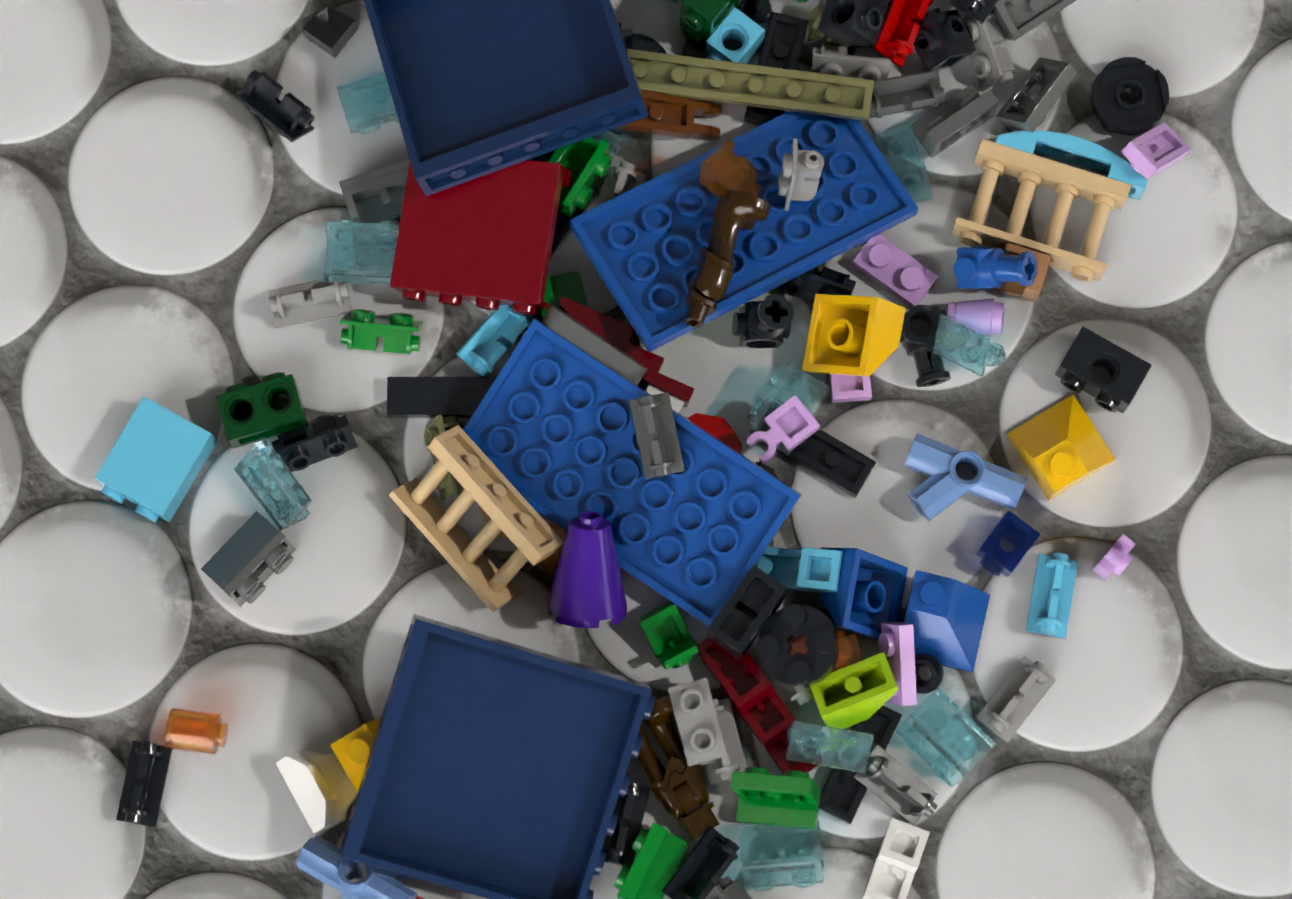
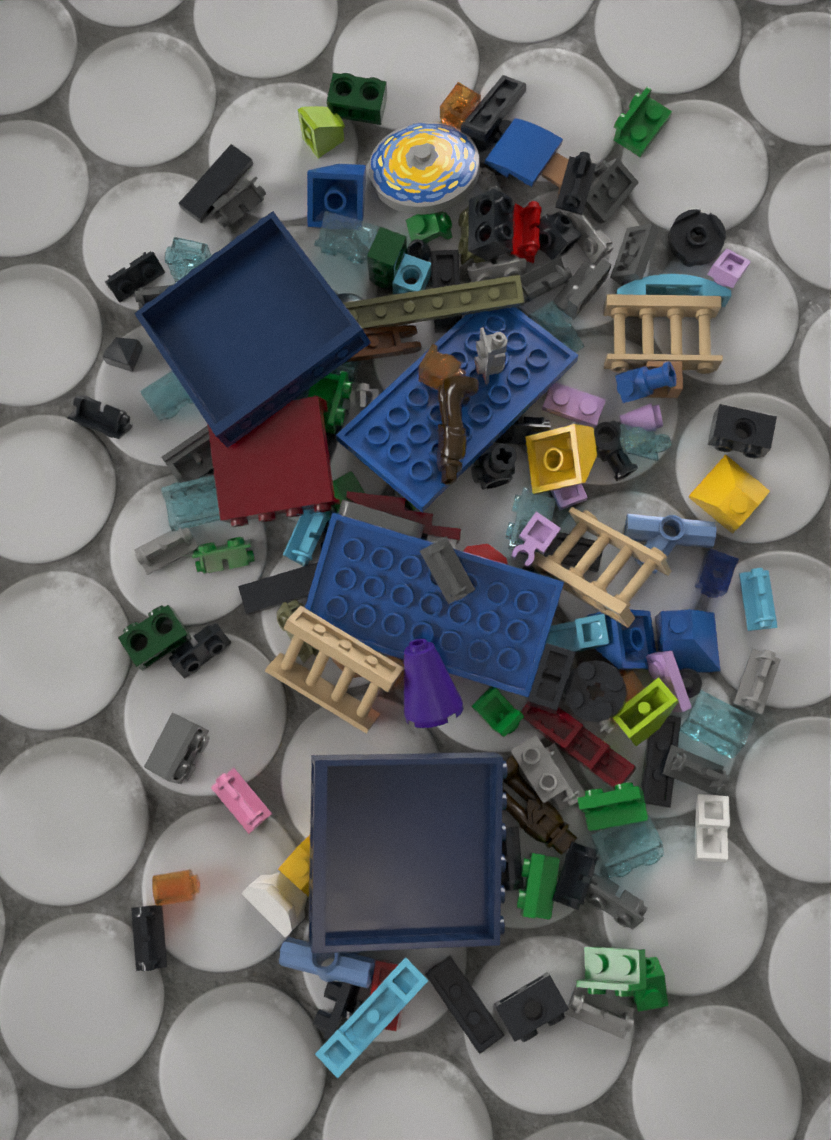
camera: 15 degrees left, 0 degrees up
(155, 461) = (87, 697): medium azure brick -> none
(273, 485) = (179, 689): clear light blue bracket -> none
(309, 648) = (241, 800): none -> bright pink hinge
(828, 746) = (639, 757): clear light blue hinge -> none
(838, 520) = (595, 592): none -> tan fence
(1116, 558) = (795, 559): lavender plate -> none

